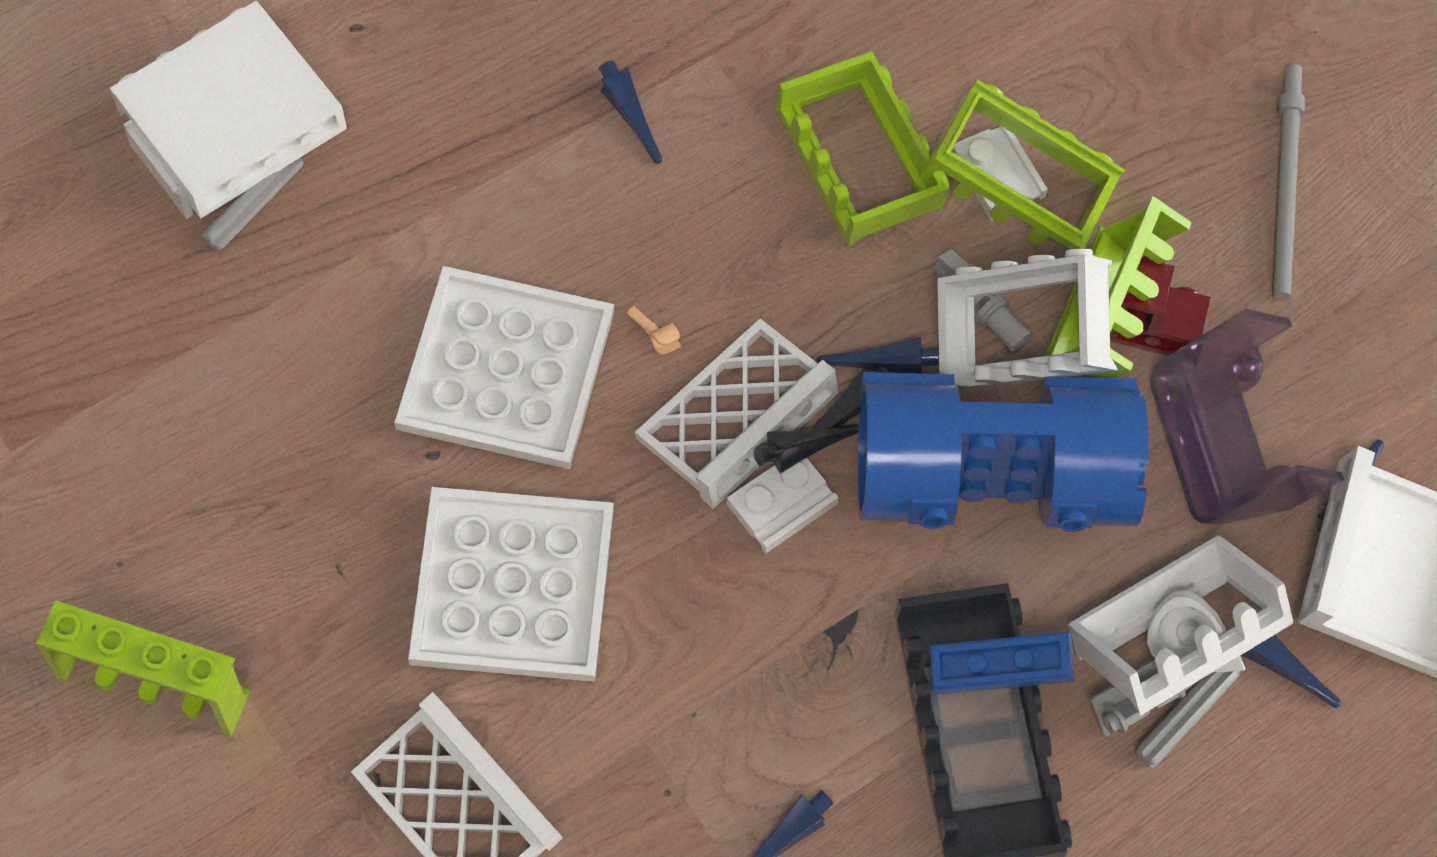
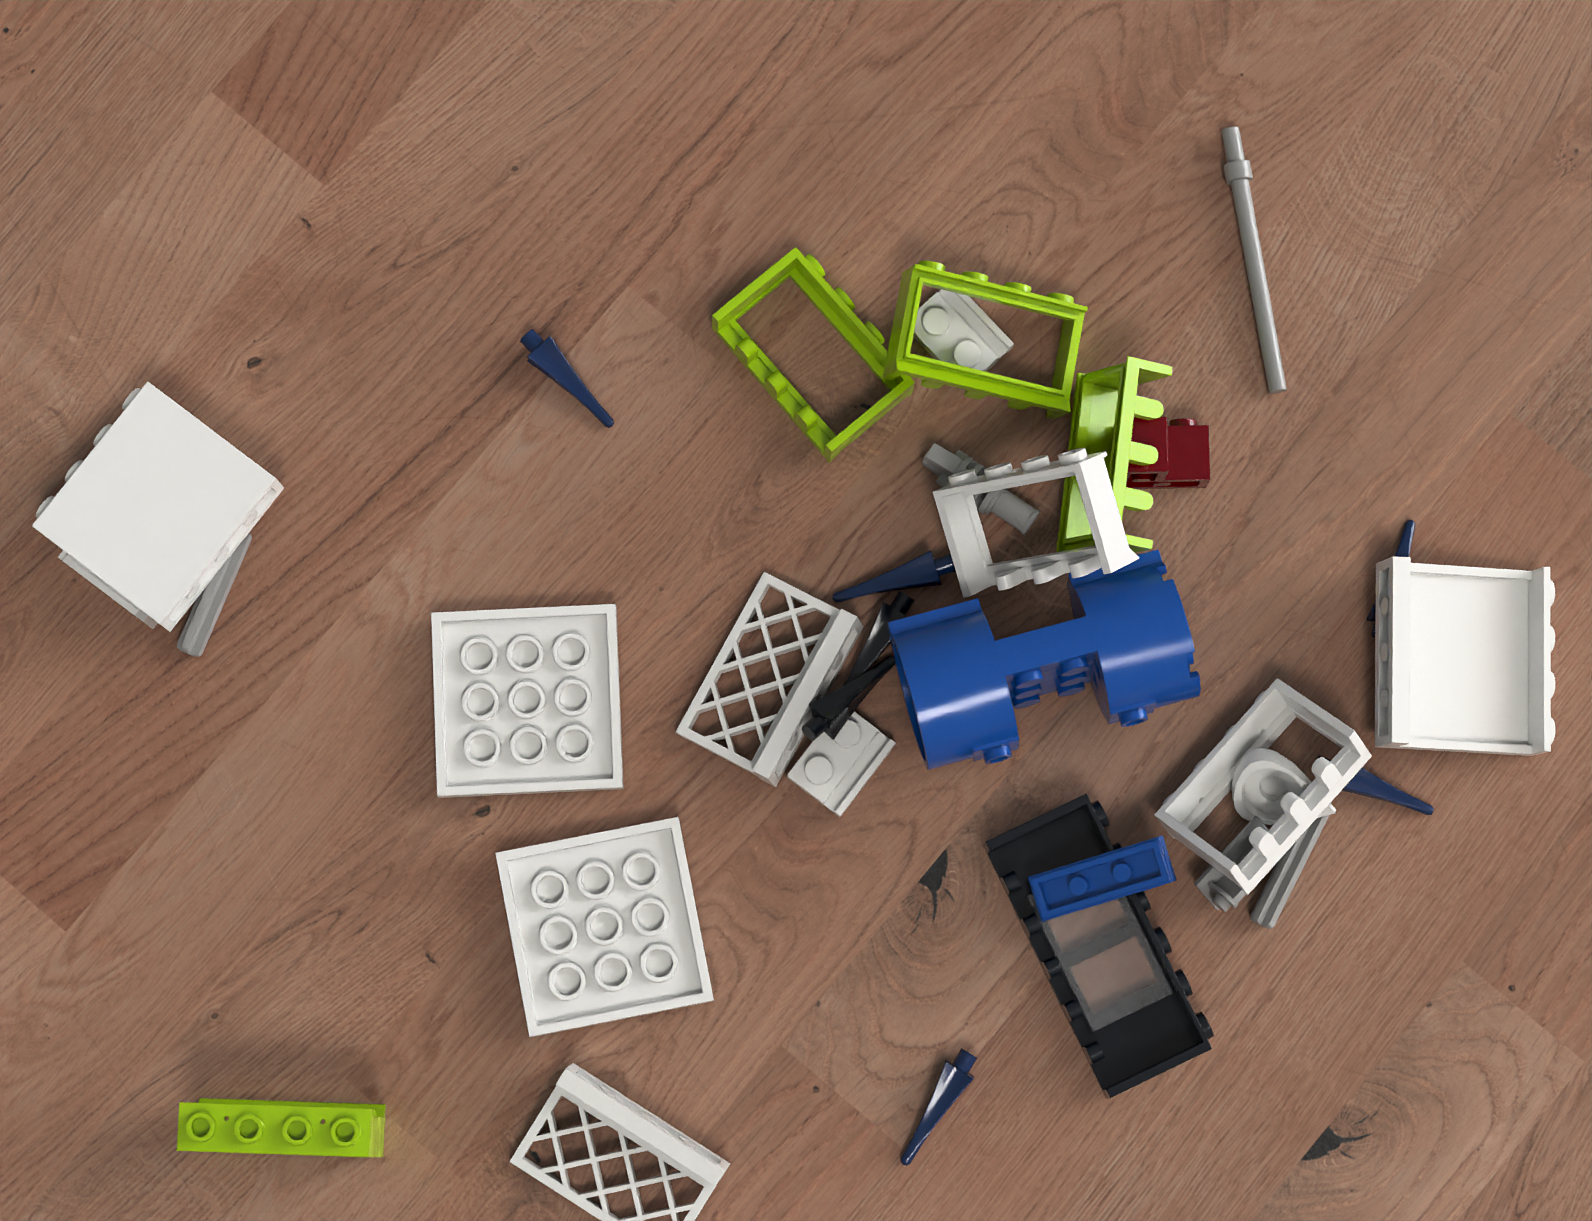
camera: 10 degrees left, 15 degrees up
(663, 339) = (675, 622): light nougat hand -> none
(1211, 430) = (1247, 566): clear purple windscreen -> none

